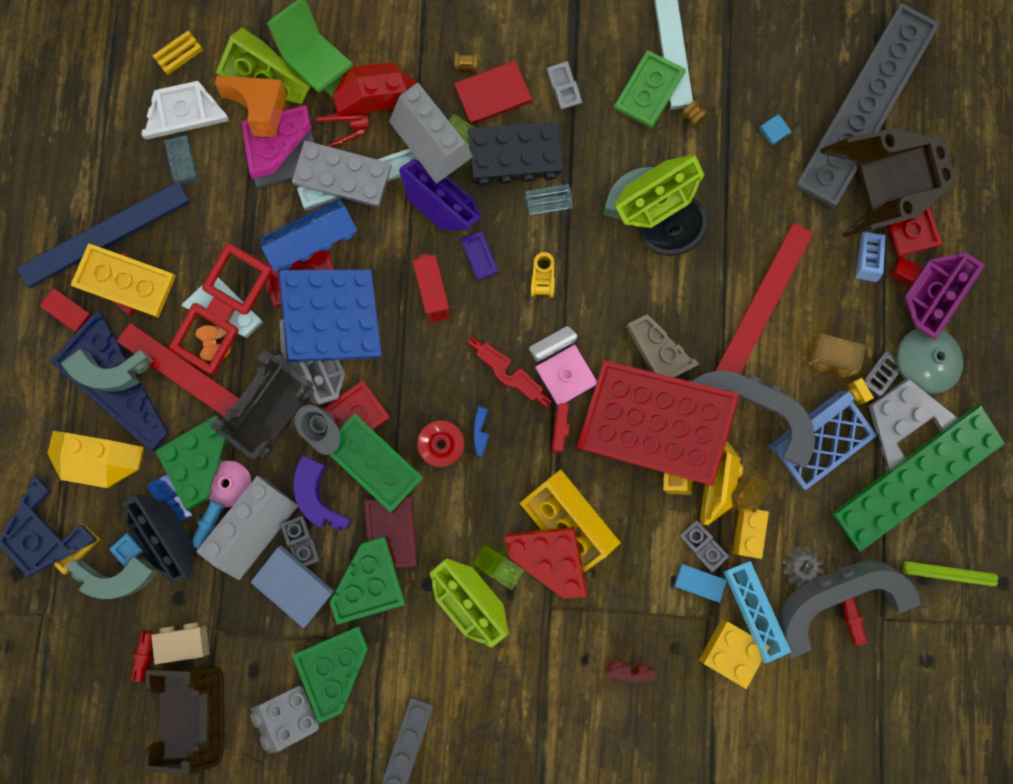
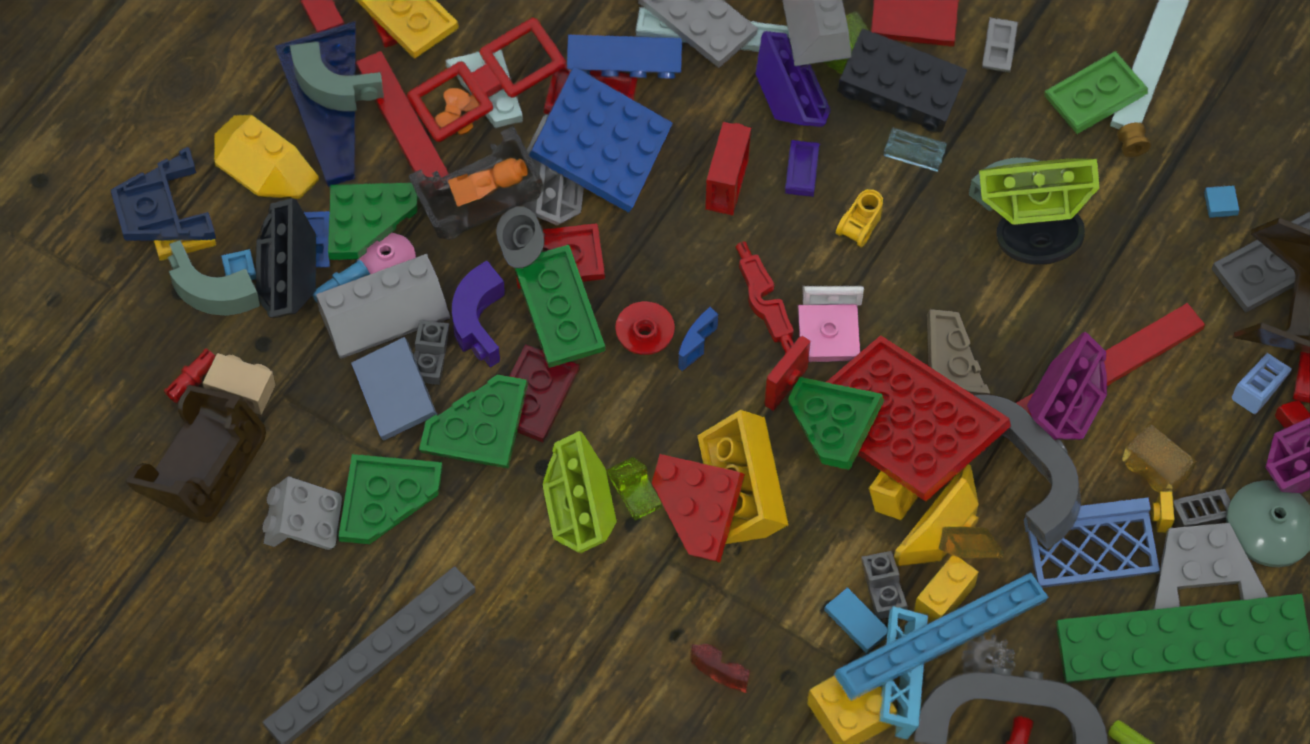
camera: 30 degrees right, 20 degrees down
(268, 399) = (485, 182): none -> orange piece
(613, 450) = (834, 418): none -> green plate
(757, 340) = (1071, 390): none -> magenta wedge
(768, 575) = (940, 636): none -> dark azure tile

